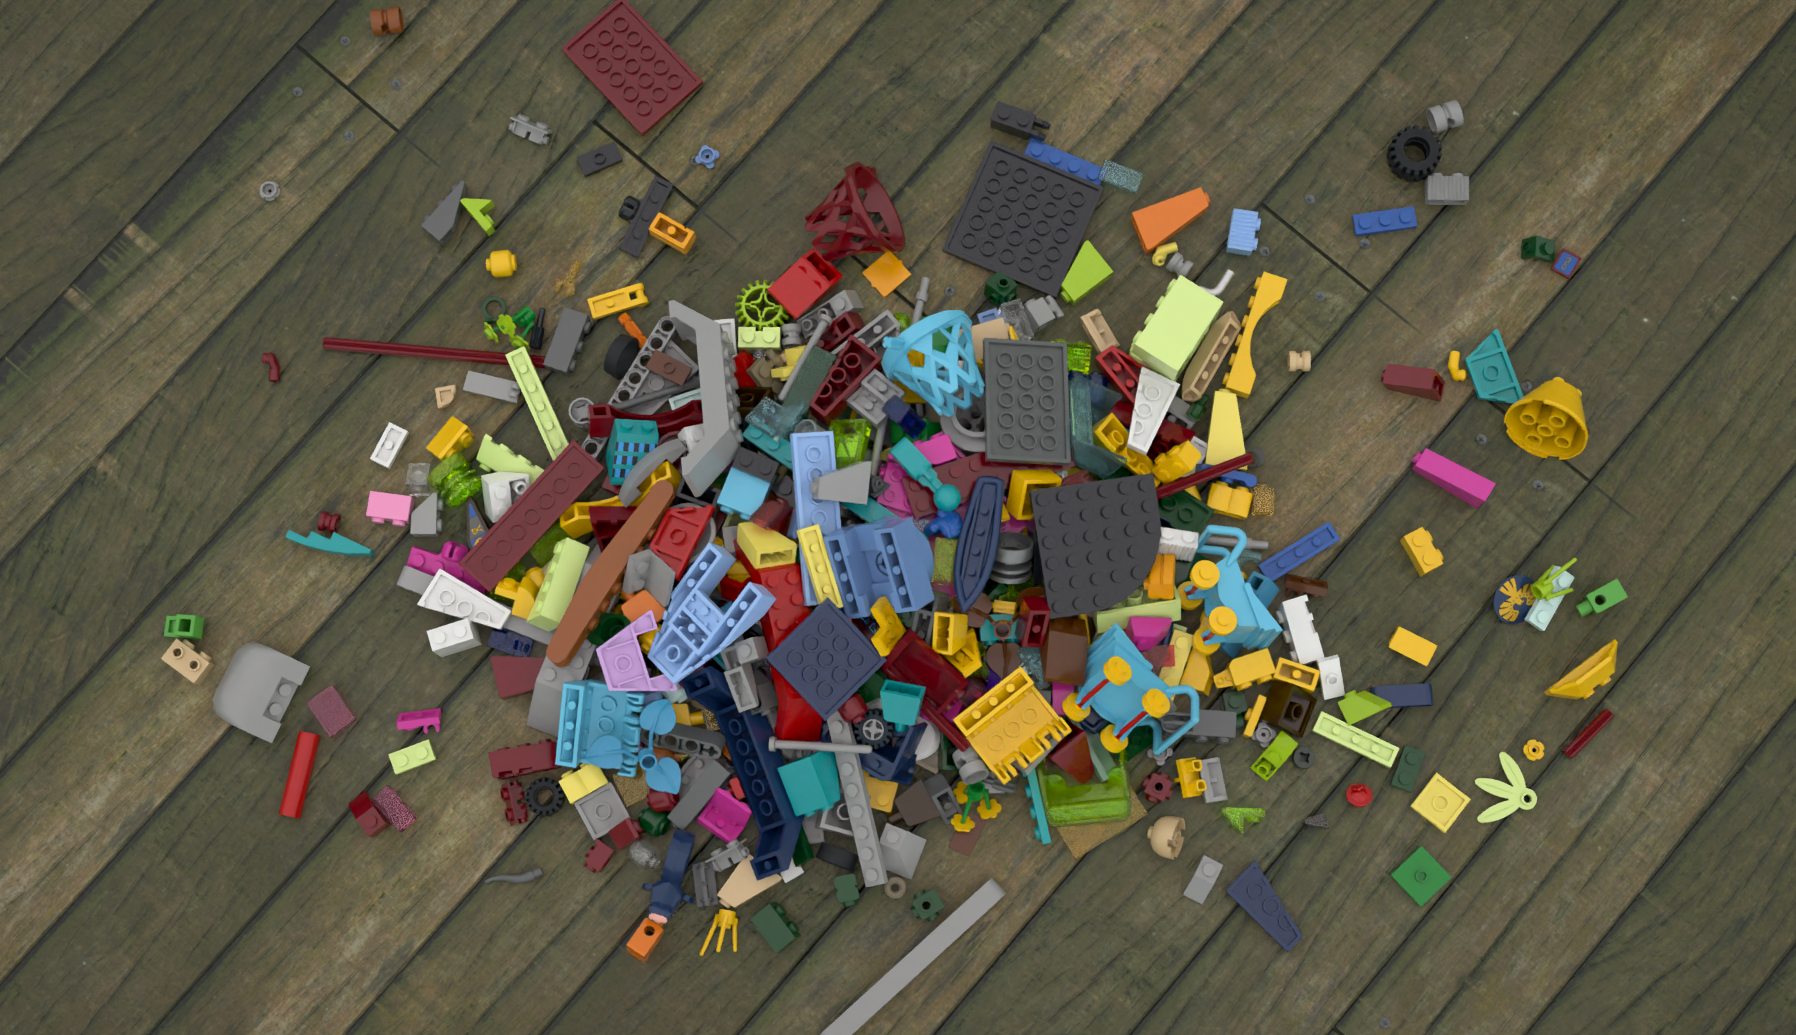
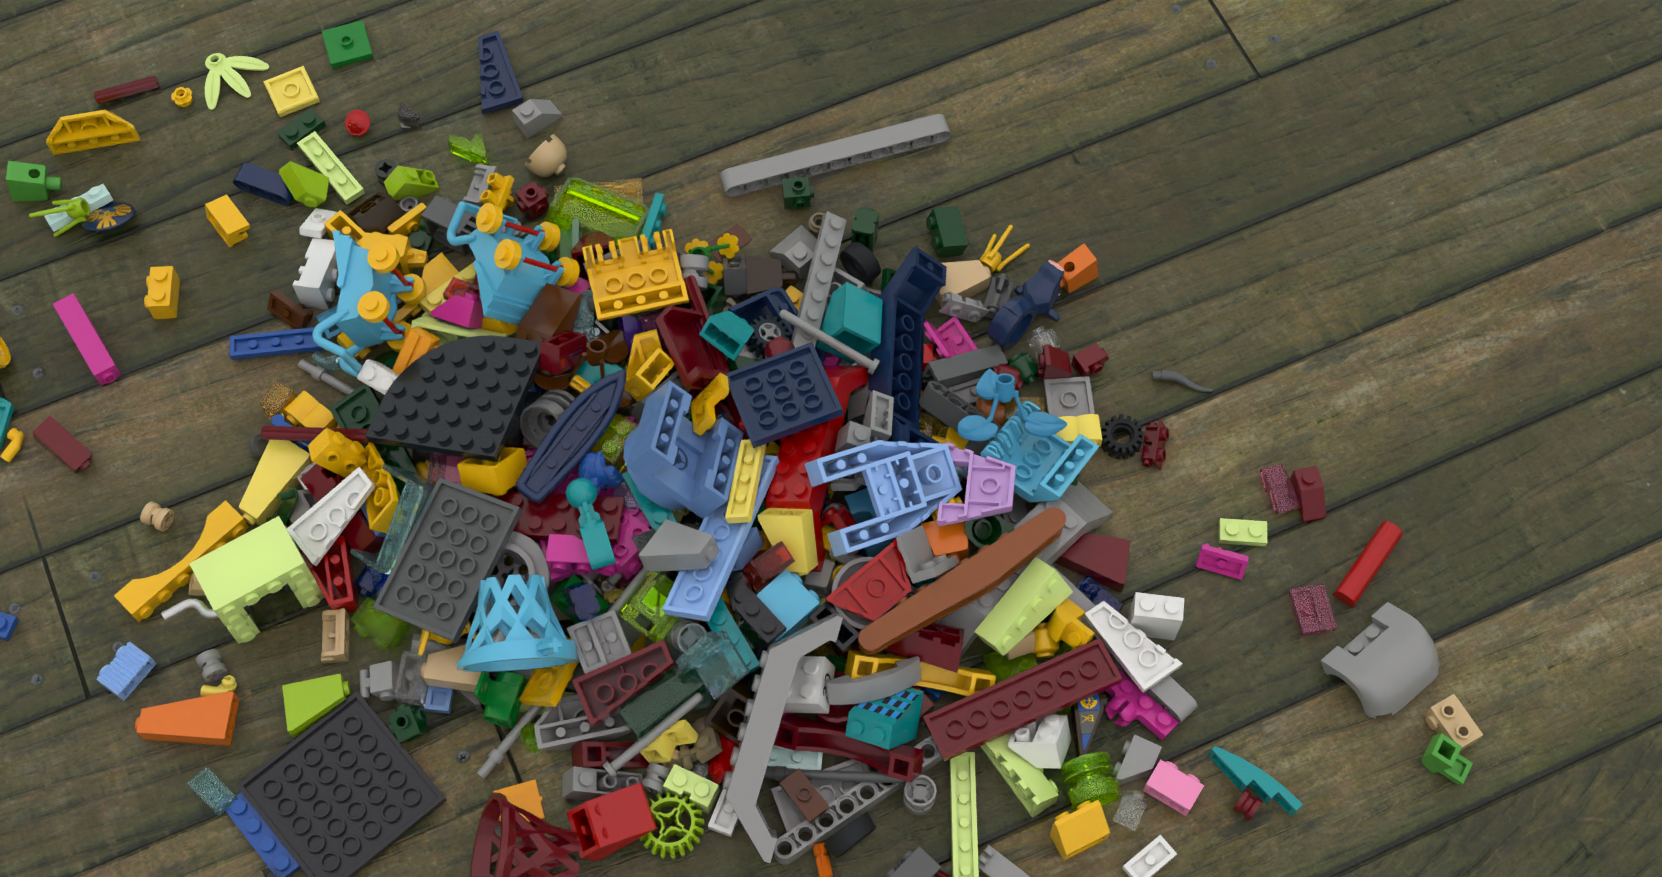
camera: 160 degrees left, 15 degrees down
(523, 760) = (1128, 475): dark red wedge -> none

